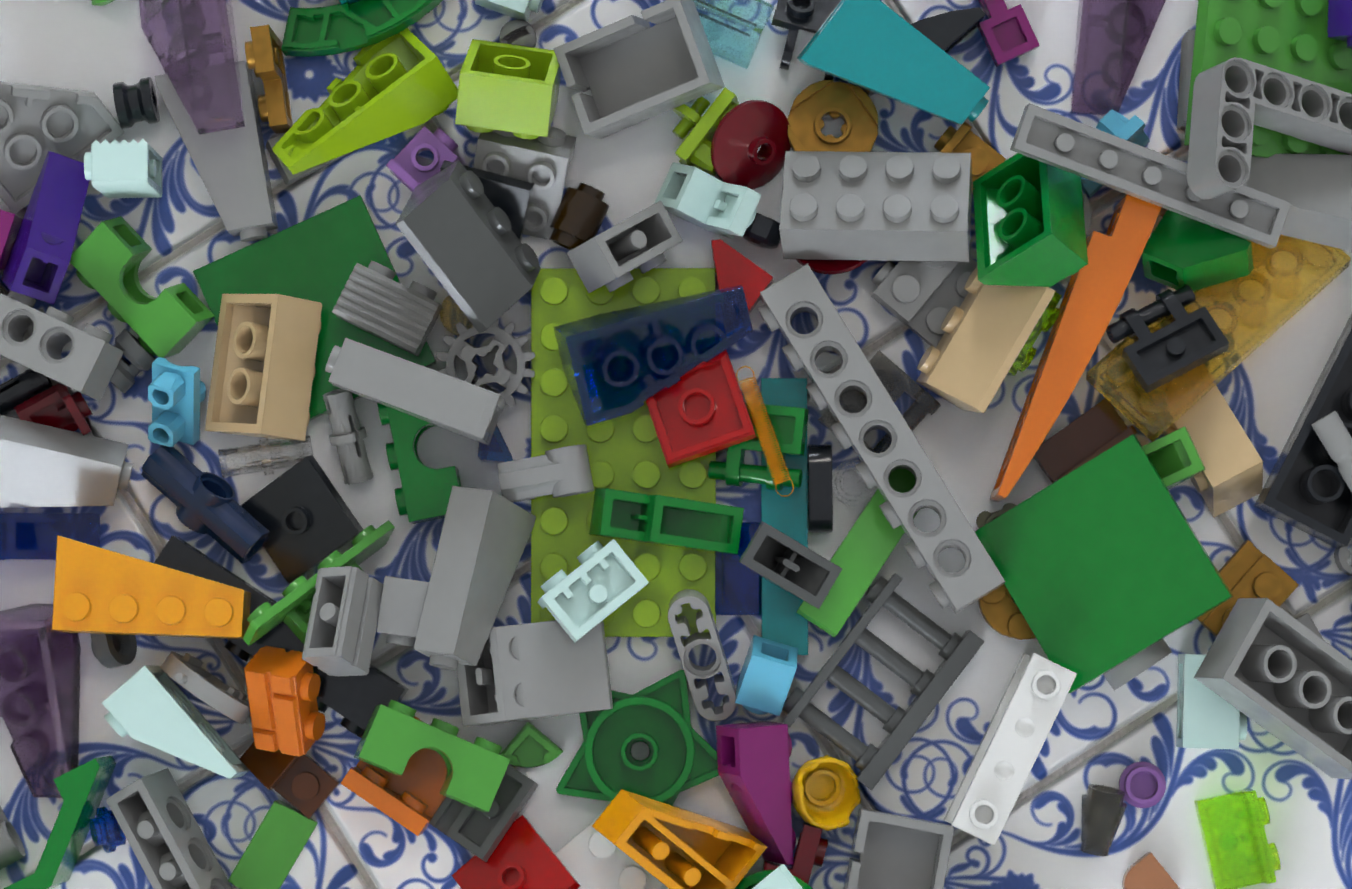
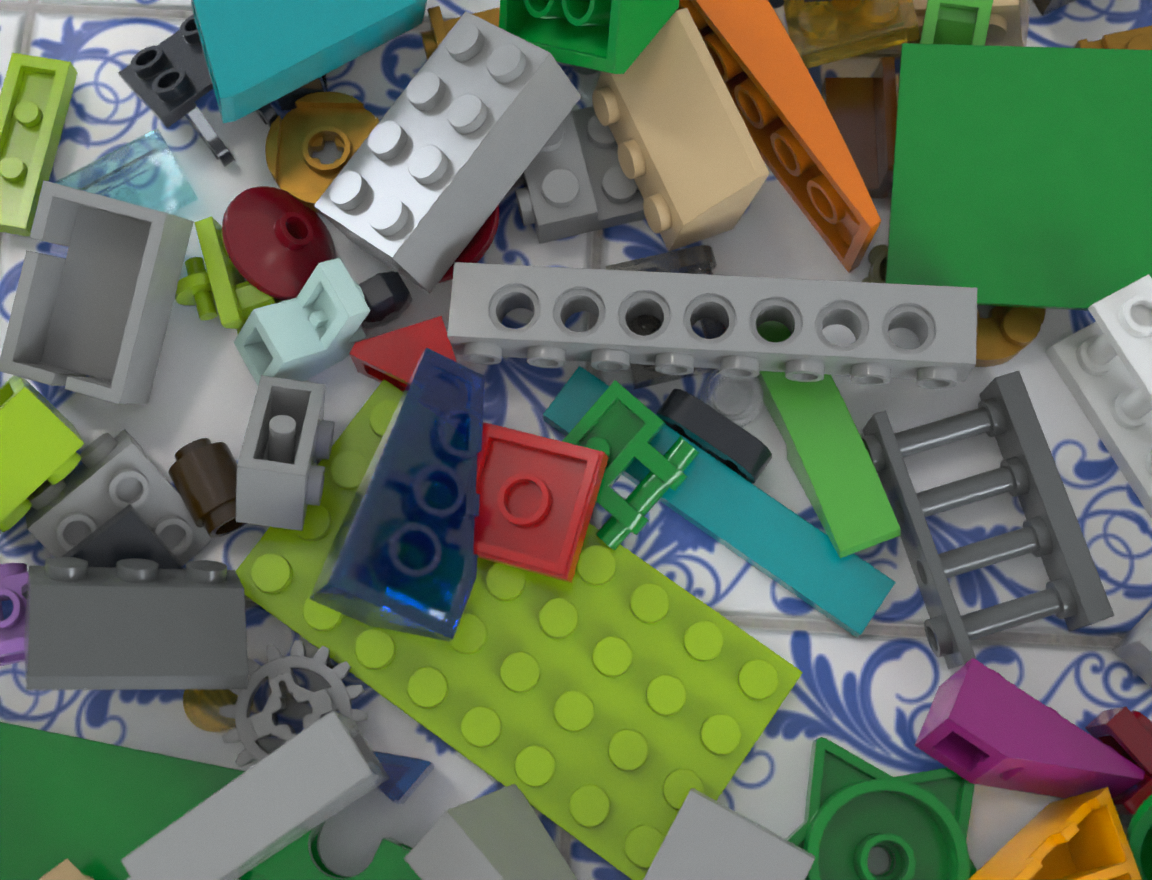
camera: 60 degrees left, 10 degrees down
(388, 308) = (137, 782): light grey brick -> none
(557, 473) = (481, 720): light grey piece -> none
(592, 589) = (655, 776): light aqua bracket -> none
(666, 521) = (629, 631): green slope -> none
(704, 620) = (844, 698): light grey beam -> none
(735, 584) = (740, 592): clear blue tile -> none
(765, 431) = (603, 441): light orange piece -> none
(766, 676) = (893, 644): medium azure brick -> none
(790, 565) = (787, 521): dark grey slope -> none
(825, 792) = (1077, 674): yellow hair -> none

